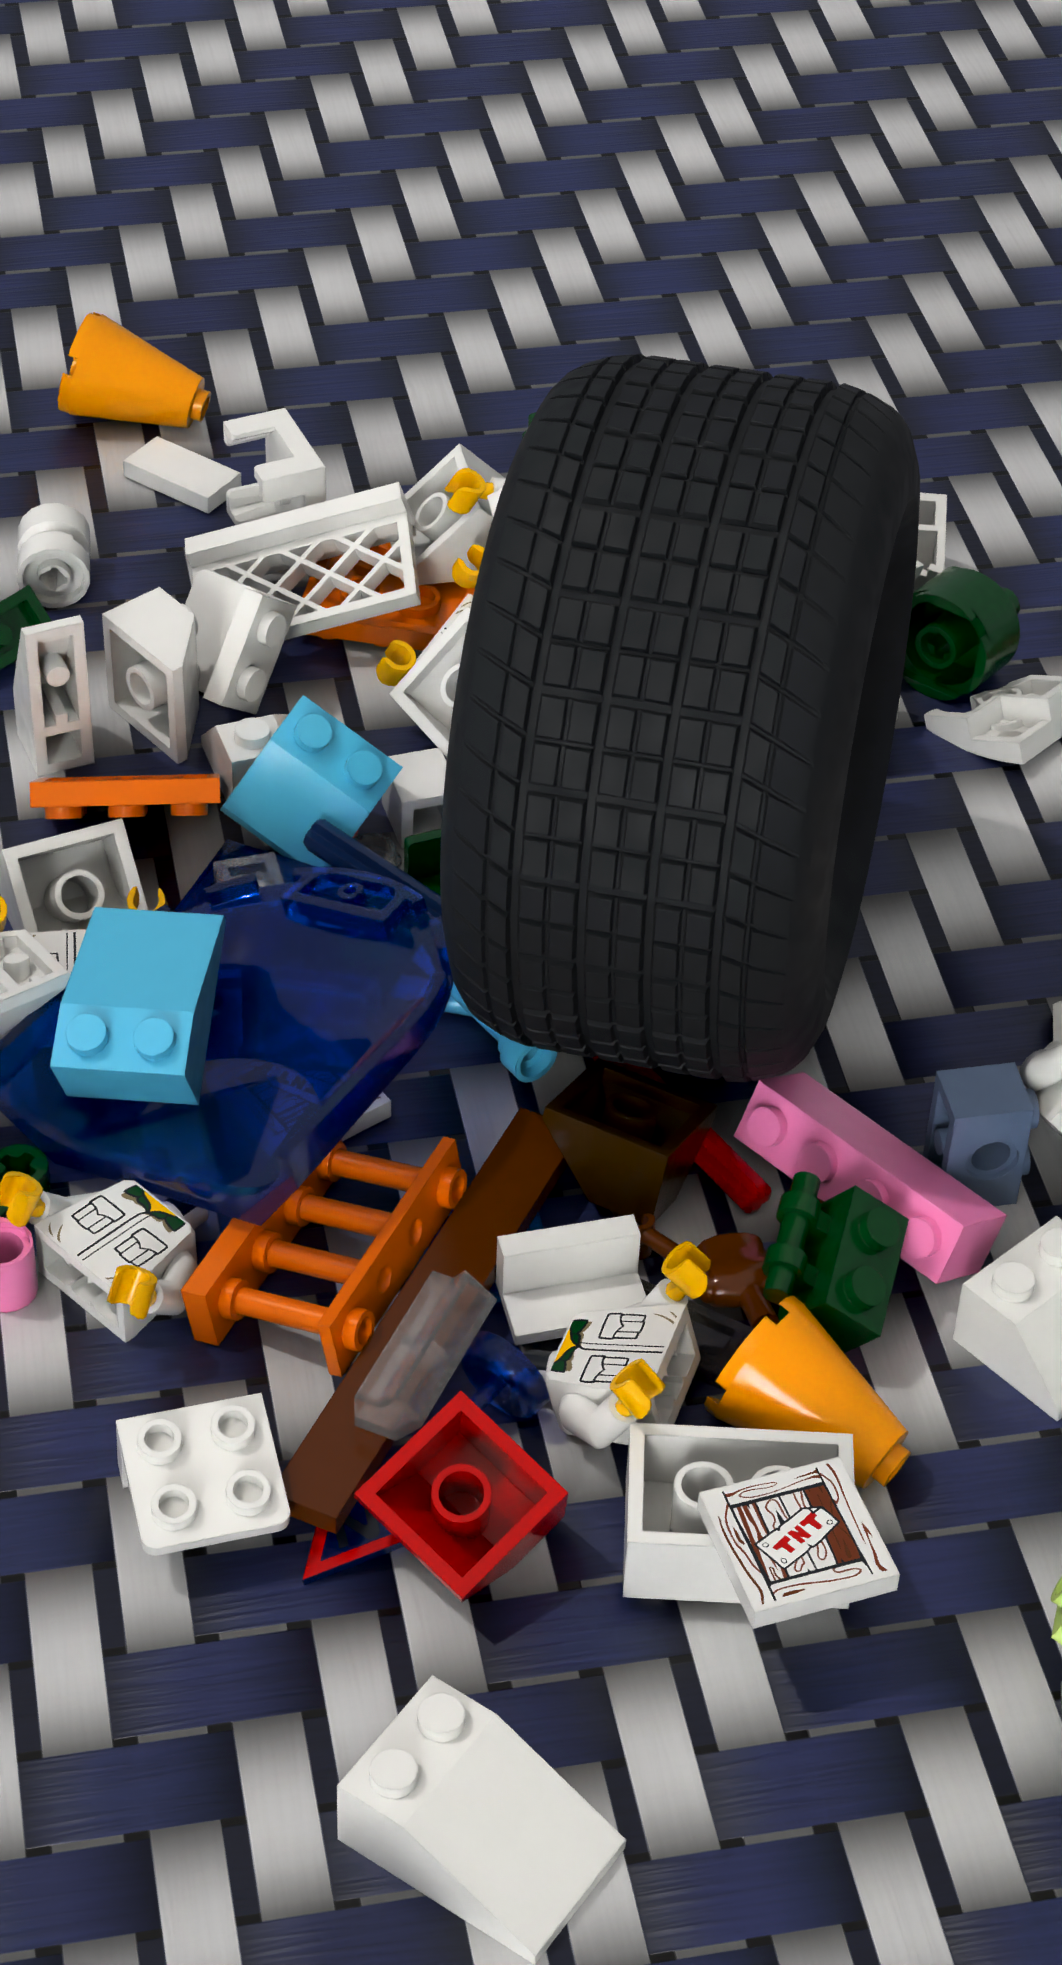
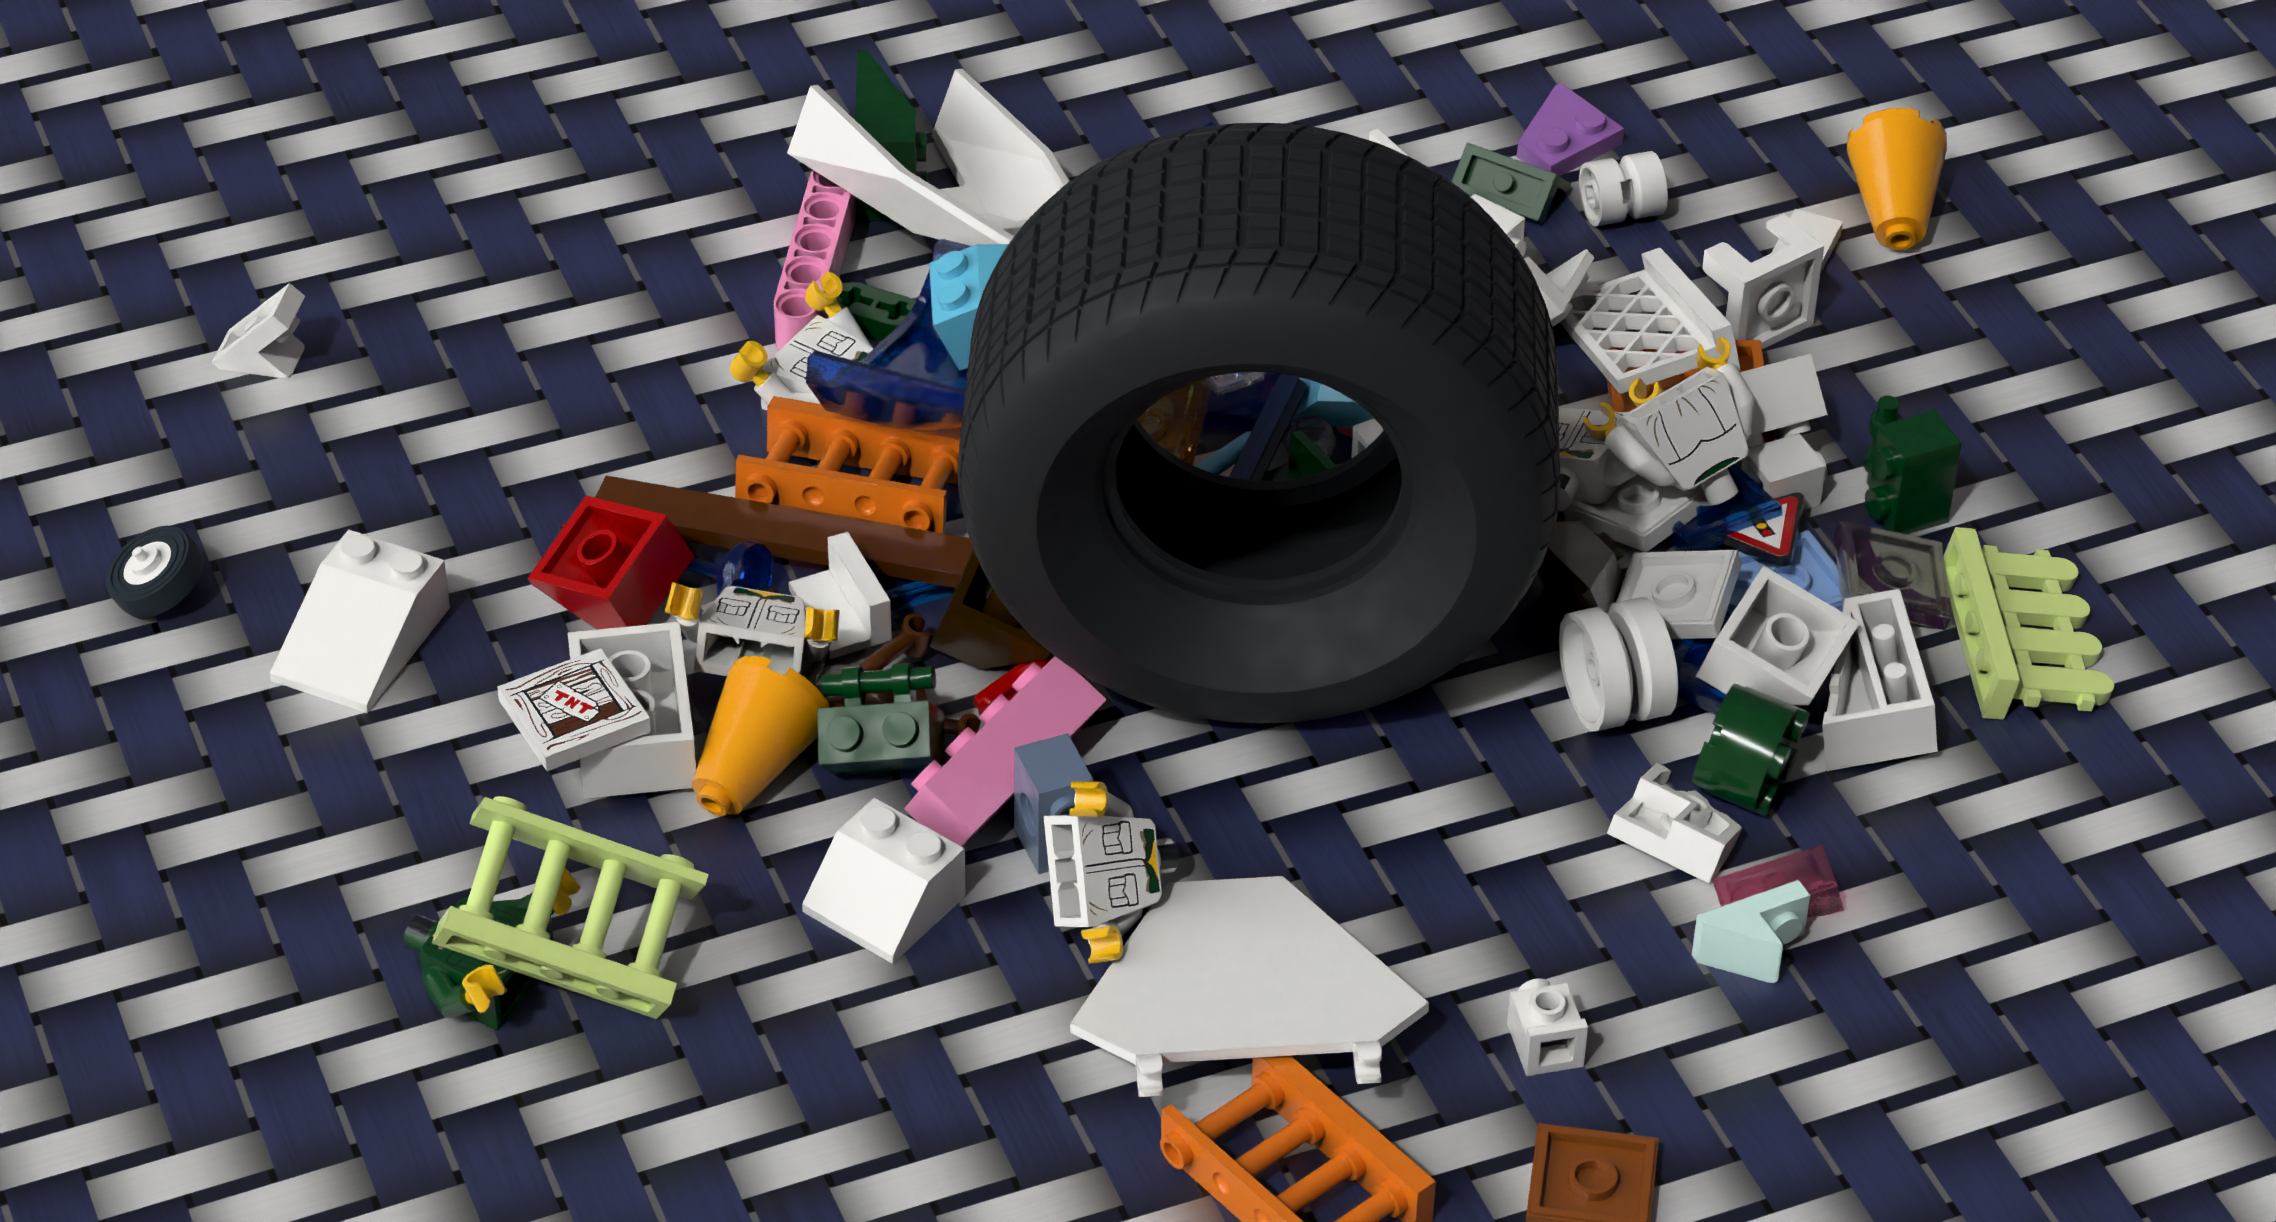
camera: 80 degrees right, 0 degrees up
(202, 1474) = (614, 436): white bracket -> none
(422, 1355) = (733, 521): clear piece -> none

